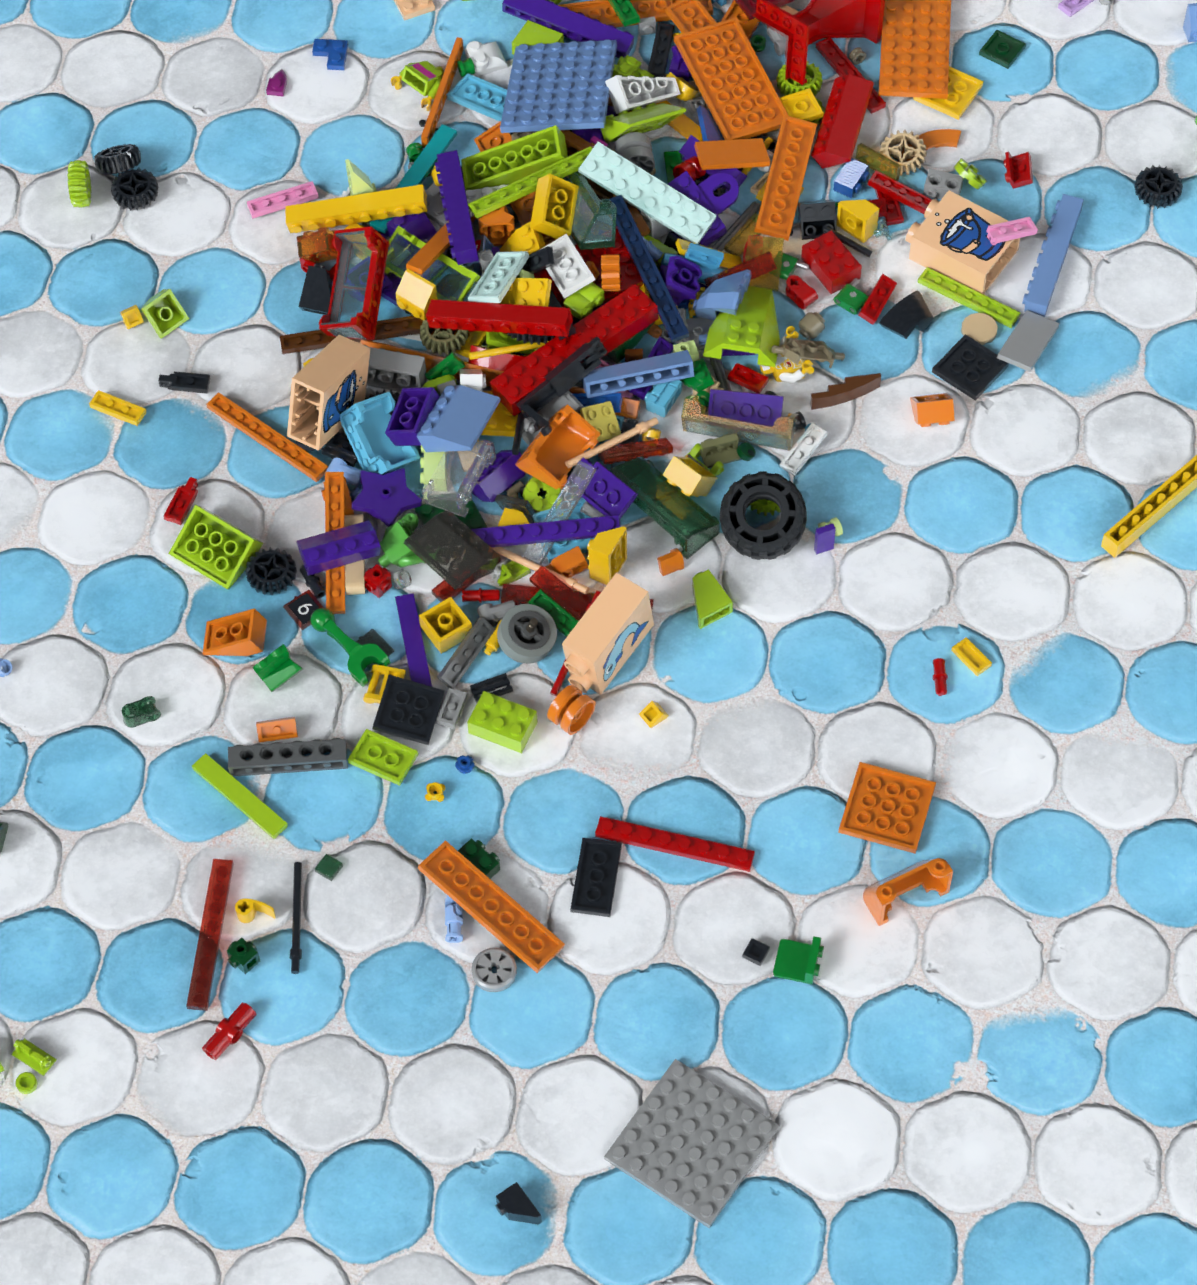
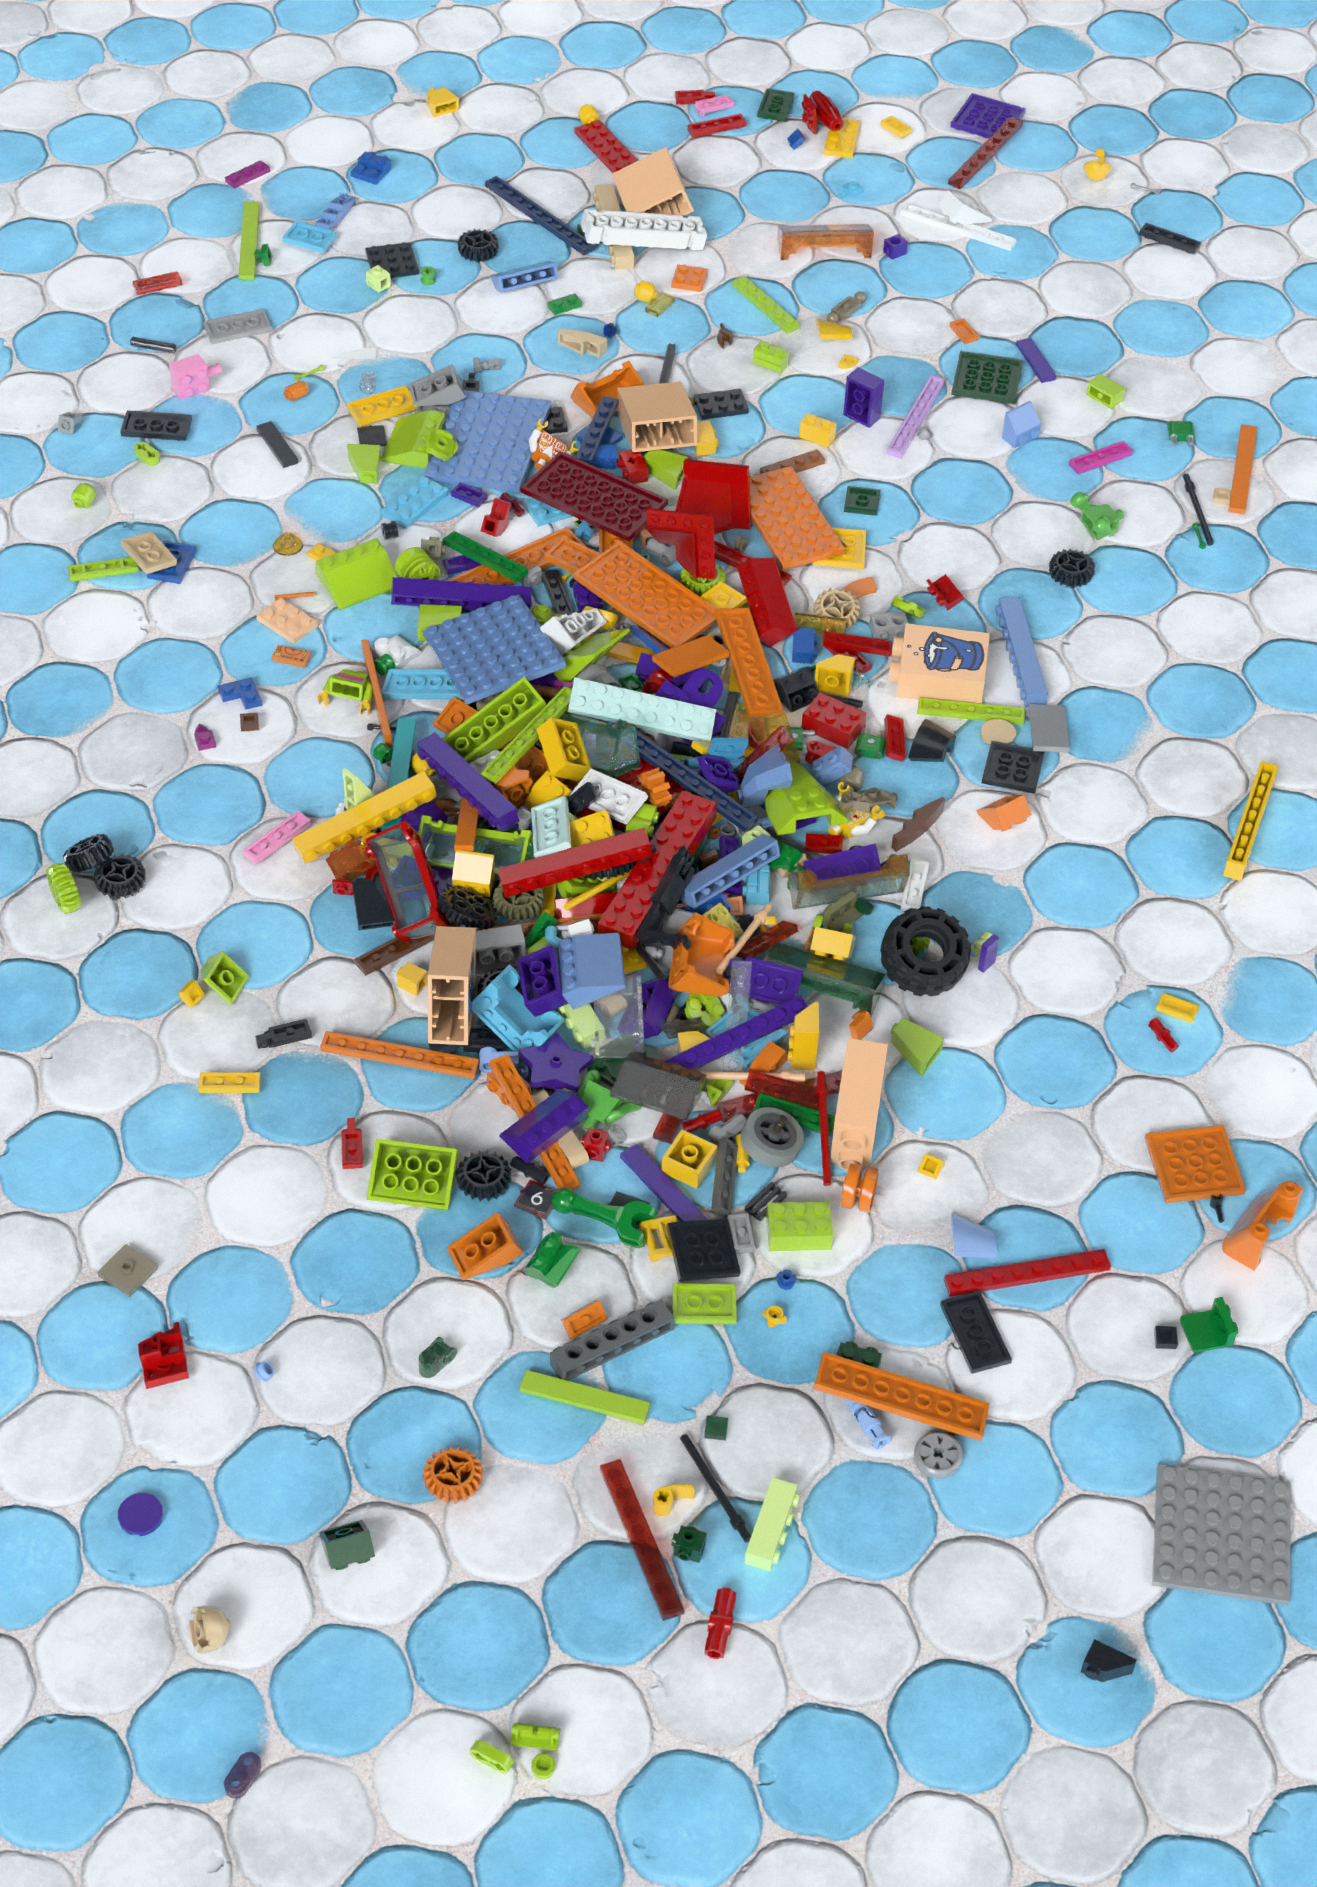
camera: 30 degrees left, 10 degrees down
(103, 823) = (445, 1483): none -> orange gear
(319, 968) = (771, 1524): none -> yellowish green brick
(321, 82) = (249, 722): none -> reddish brown plate
(392, 325) = (467, 908): none -> black gear
(394, 31) = (291, 656): none -> orange tile
(436, 220) = (446, 806): none -> reddish brown hand
(450, 376) = (551, 935): none -> medium azure arm
(643, 793) = (972, 1239): none -> light blue slope
(797, 307) = (832, 766): none -> medium blue brick
(883, 854) = (1217, 1204): none -> black hand
(1011, 230) = (984, 637): bright pink hinge -> none

